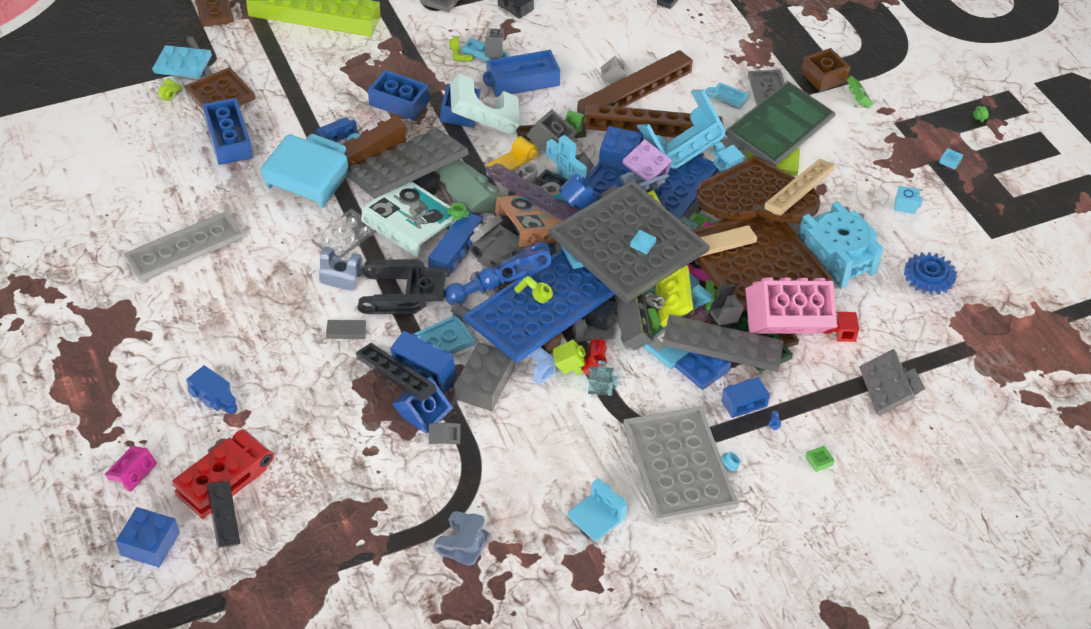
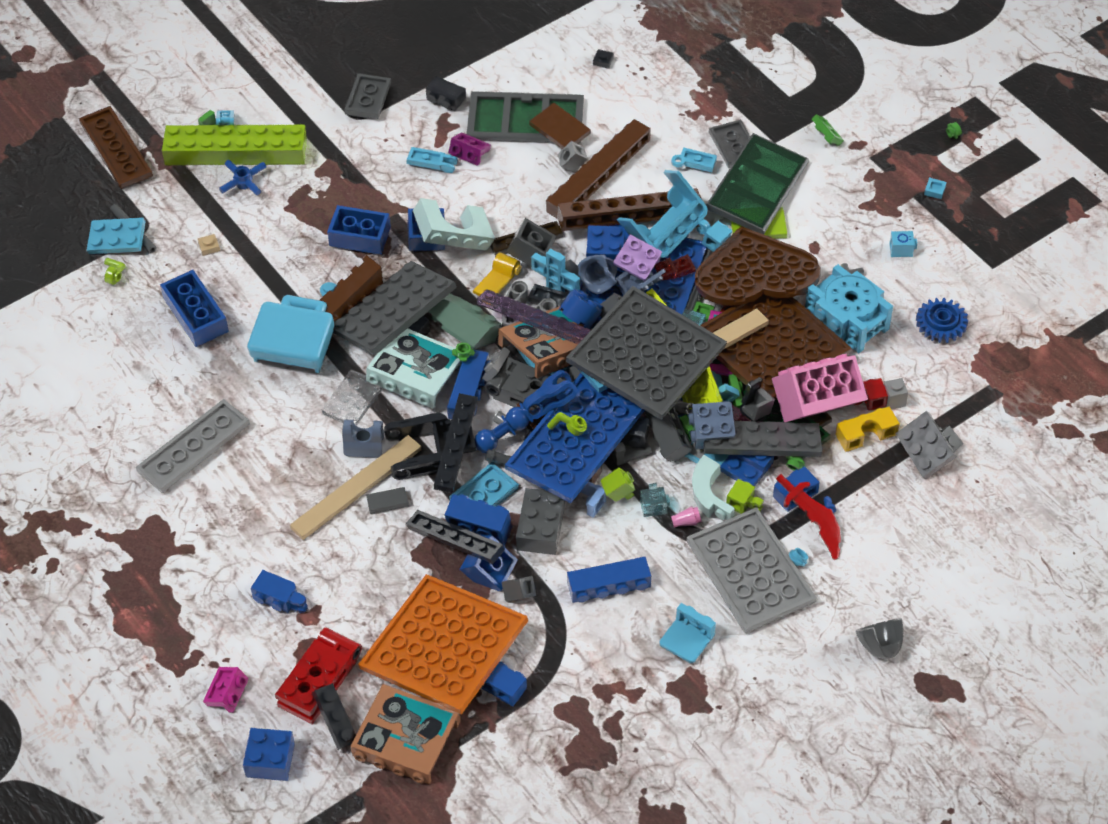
camera: 10 degrees left, 5 degrees up
(220, 87) = (167, 260): reddish brown plate -> none
(261, 84) = (208, 244): none -> tan plate
(285, 545) = (404, 733): none -> panel
(311, 35) = (242, 177): none -> blue bar
(317, 313) = (354, 488): none -> tan tile
(338, 130) = (306, 282): blue bracket -> none
(353, 469) = (443, 643): none -> orange plate
(399, 517) = (505, 684): none -> blue brick
(423, 289) = (455, 443): none -> black plate
(454, 44) = (397, 157): lime plate -> none
(468, 541) = (575, 691): sand blue piece -> none
(494, 43) = (440, 149): dark grey slope -> none
(519, 45) = (468, 148): none -> magenta bracket
(522, 73) = (479, 178): blue piece -> none
(535, 443) = (609, 579): none -> blue brick
(575, 120) = (549, 222): bright green tile -> none
(581, 33) = (507, 114): none -> door
(596, 353) = (641, 476): red piece -> none
(605, 167) = (597, 273): none -> sand blue piece
(609, 43) = (559, 126): none -> reddish brown tile
(629, 402) = (687, 517): none -> bright pink cone
(643, 242) = (662, 352): medium azure plate -> none
(654, 370) = (702, 480): none -> light aqua arch
(675, 316) = (711, 422): none -> sand blue bracket
(682, 180) = (676, 268): none -> clear red slope
(690, 393) = (742, 496): none -> lime brick
(750, 372) = (795, 463): none -> bright green plate
(759, 423) = (816, 513): none -> red sword
(796, 558) = (882, 638): none -> dark grey hair
(799, 186) = (796, 255): tan plate -> none
(820, 458) = (881, 536): bright green plate -> none
(825, 69) = (787, 111): reddish brown brick -> none
(845, 352) = (881, 422): none -> yellow arch
(868, 330) = (896, 393): none -> light grey brick

